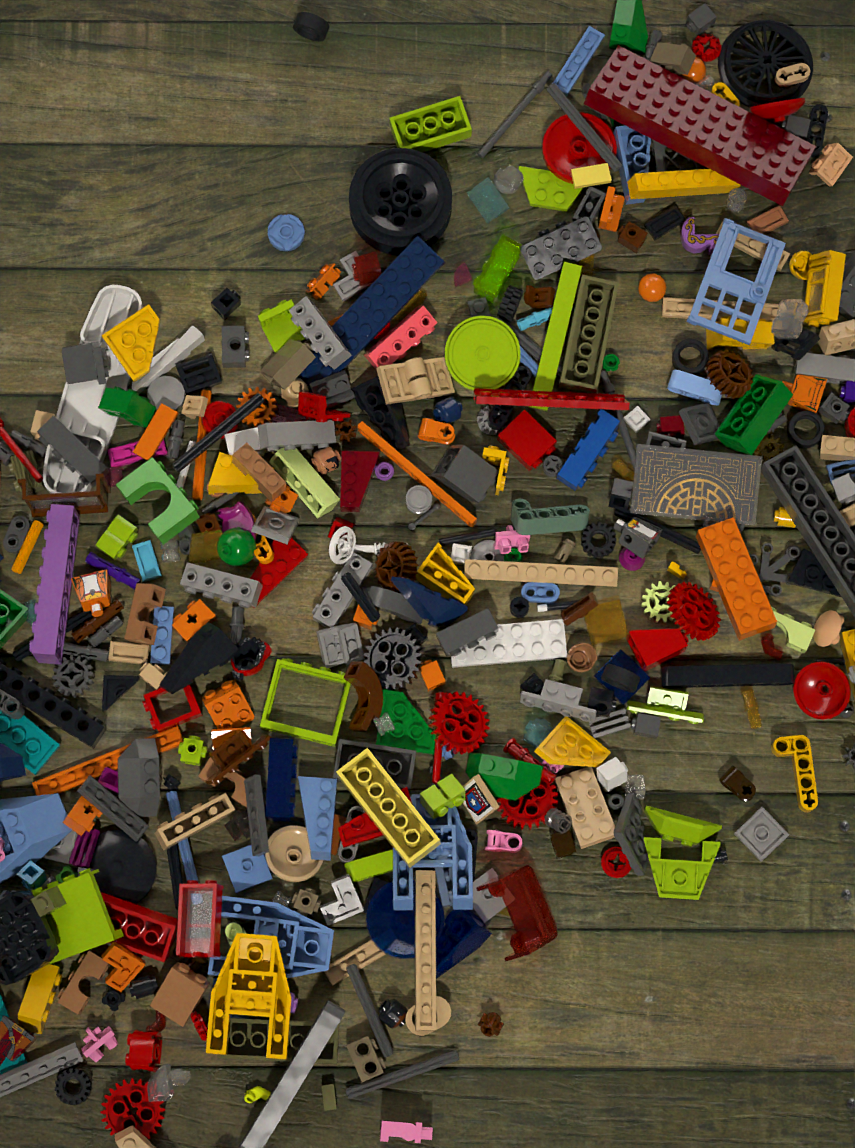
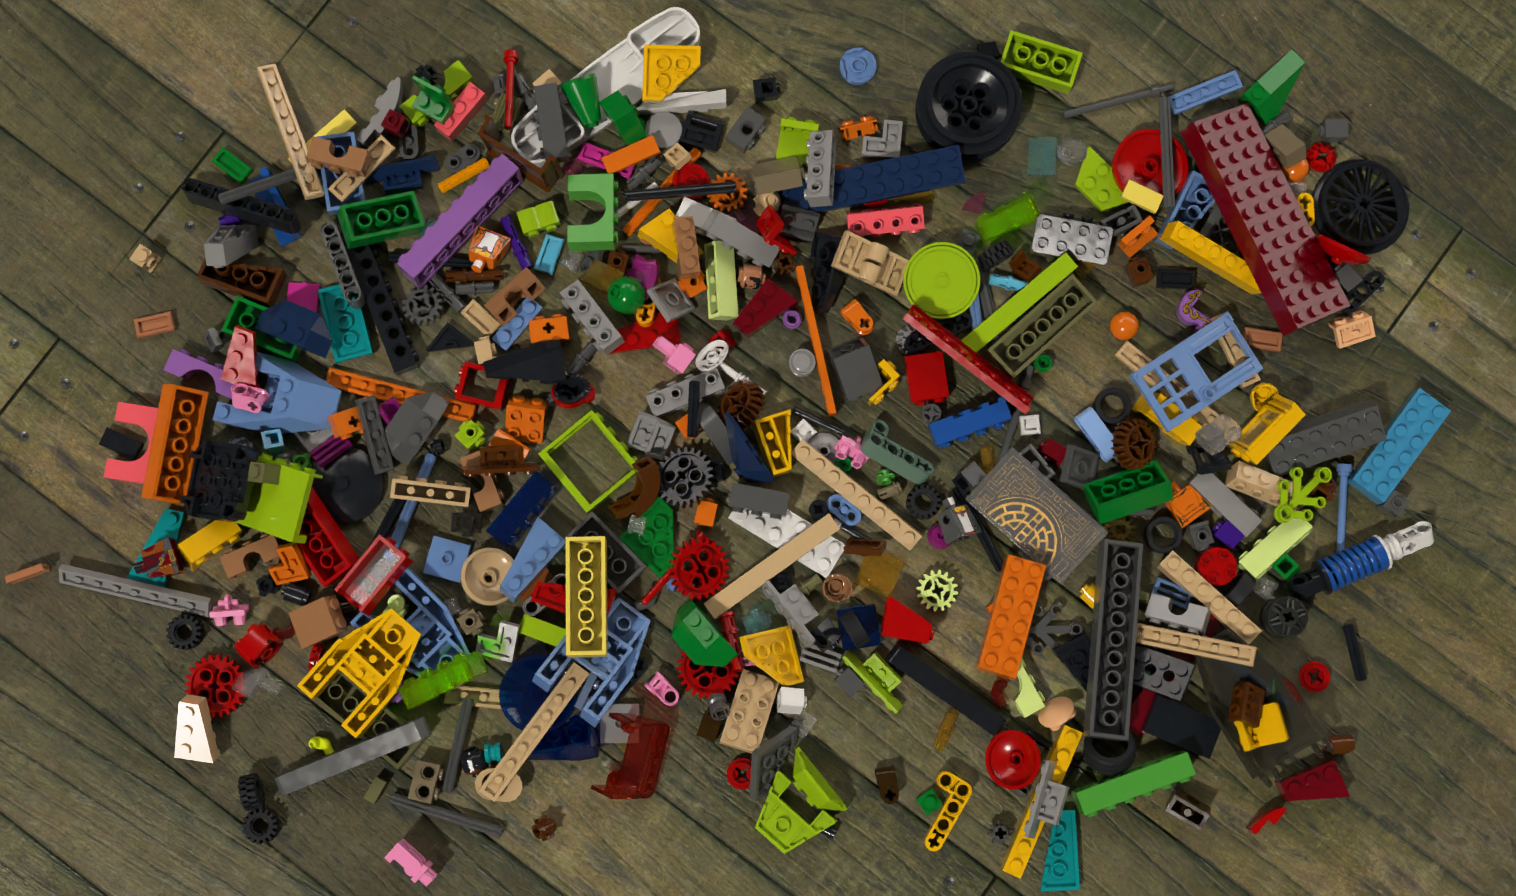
camera: 40 degrees right, 5 degrees up
(84, 363) = (615, 58): dark grey bracket -> none
(84, 414) = (584, 99): none -> green cone
(256, 815) = (480, 524): dark grey tile -> none
(314, 566) = (676, 356): none -> bright pink brick
(320, 961) = (443, 679): none -> clear neon green wedge
(366, 268) = (897, 142): clear red brick -> none
(381, 145) = (989, 48): none -> black slope
(403, 994) = (493, 752): none -> teal wheel
(412, 526) = (781, 380): dark grey hinge -> none
(438, 801) = (650, 618): lime piece -> none
(448, 410) = (879, 307): dark blue head -> none
(479, 799) = (667, 641): tile -> none
(516, 678) = (772, 565): none -> tan tile
(553, 542) = (885, 477): none -> bright green plate
(613, 798) = (773, 723): dark grey pin -> none
(674, 569) = (968, 572): yellow tile -> none
(693, 611) = (955, 618): red gear -> none
(739, 198) = (1249, 299): clear wheel -> none
(761, 834) = (876, 838): light grey plate -> none
(781, 774) = (929, 802): none -> green plate
(794, 78) = (1374, 235): tan beam -> none

